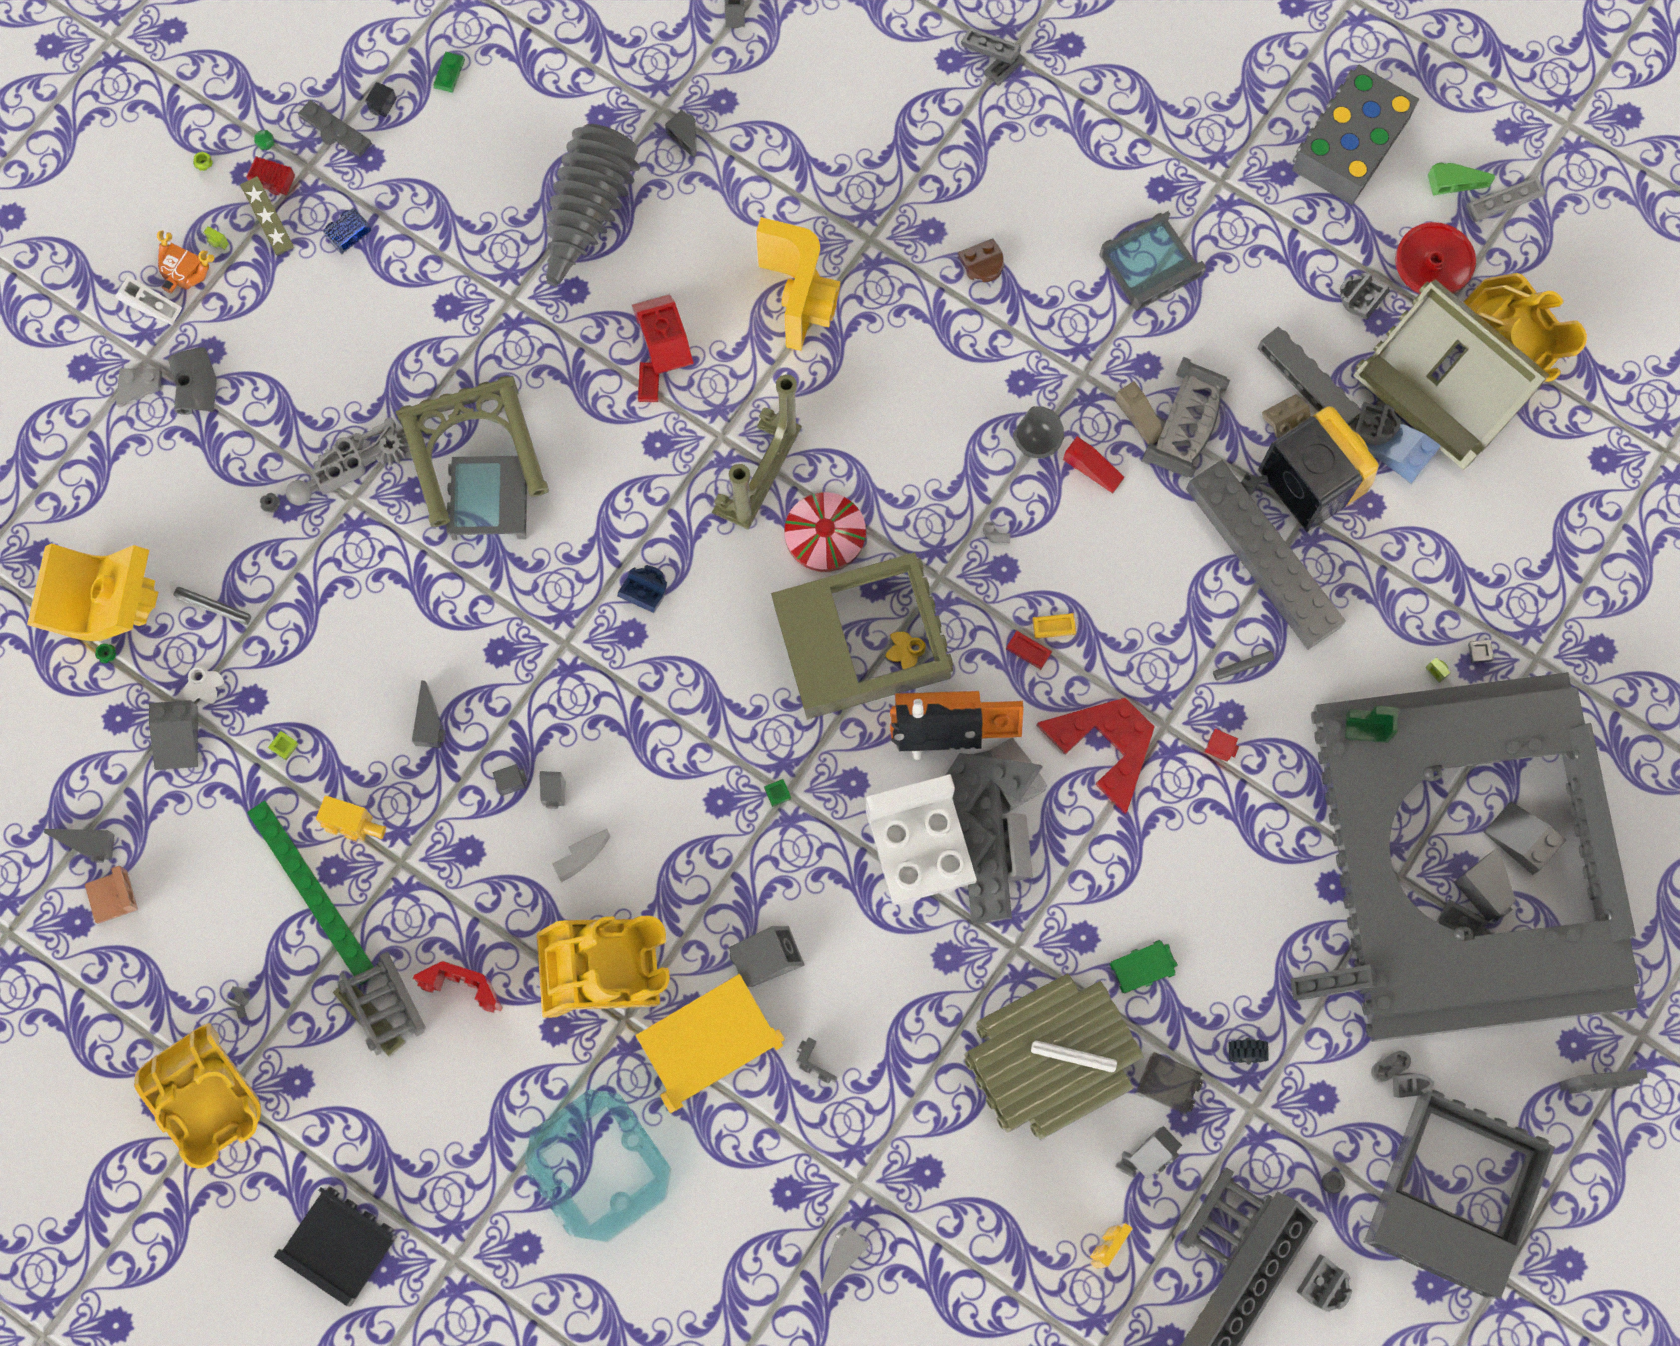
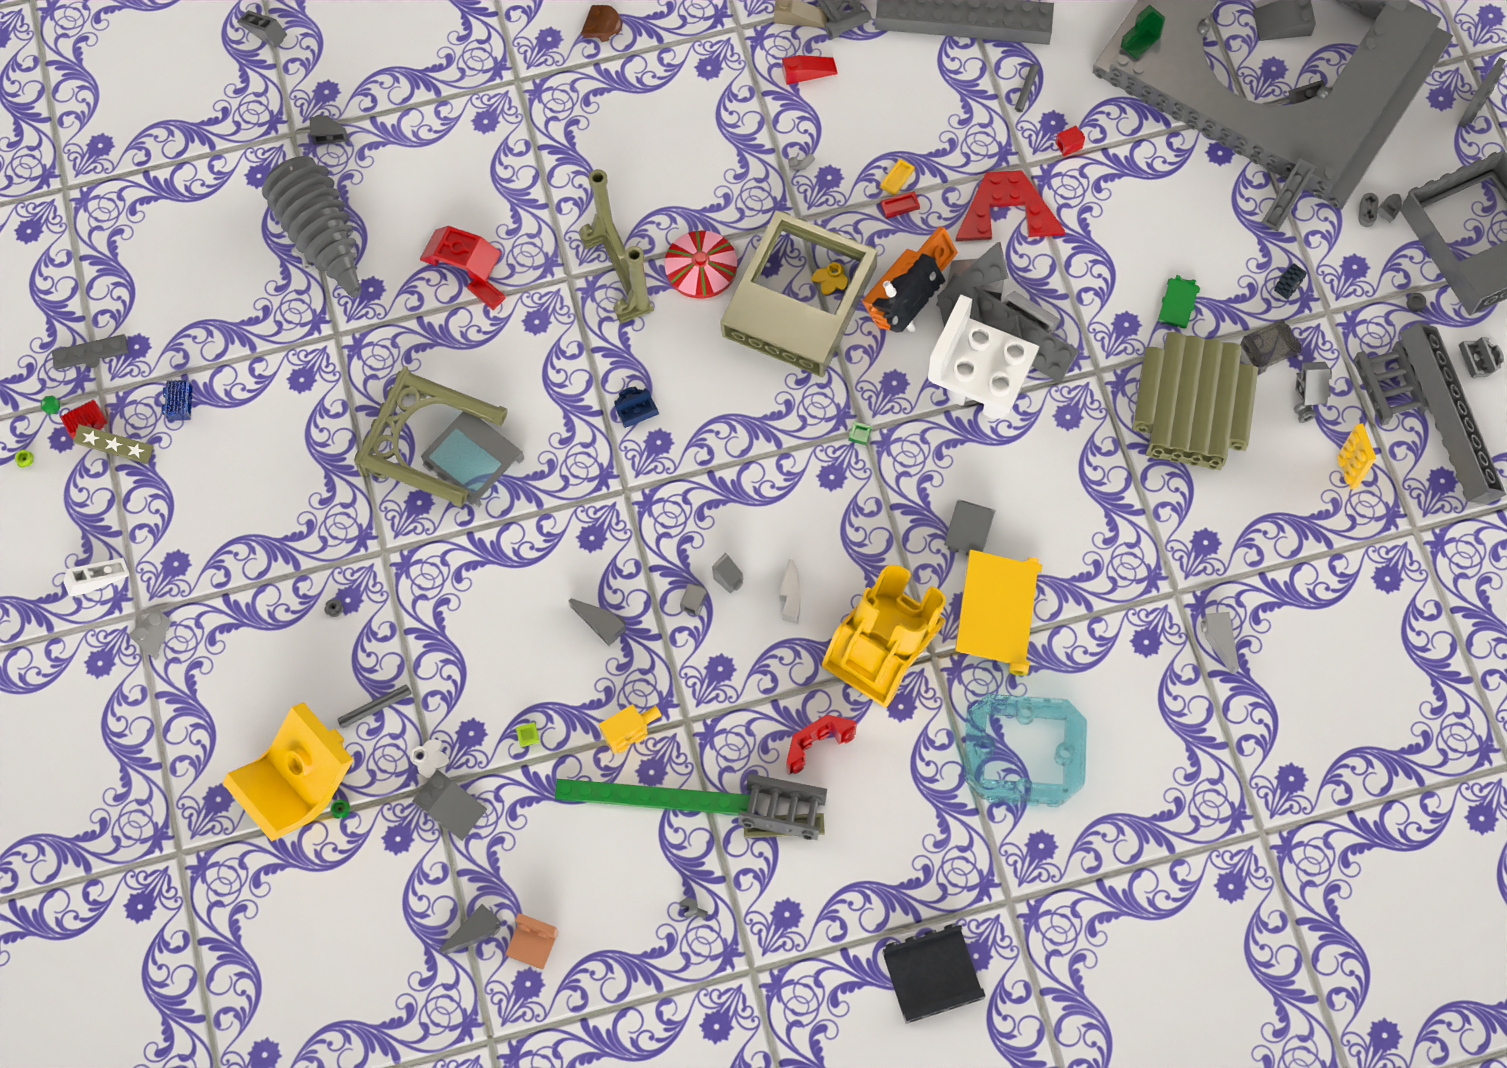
camera: 45 degrees left, 5 degrees down
(179, 265) = (92, 532): orange torso -> none
(196, 368) = (179, 581): dark grey panel -> none
(198, 1097) = (743, 981): yellow piece -> none
(215, 238) = (94, 492): lime plate -> none
(336, 461) = (371, 496): light grey arm -> none
(380, 99) = (101, 303): black brick -> none
(449, 72) = (125, 245): green plate -> none
(805, 1050) = (1058, 553): dark grey bracket -> none
(809, 296) = (499, 121): yellow piece -> none
(1039, 433) = (757, 79): dark grey cylinder -> none
(1073, 1056) = (1208, 382): white axle -> none
(1488, 887) = (1300, 60): slope -> none

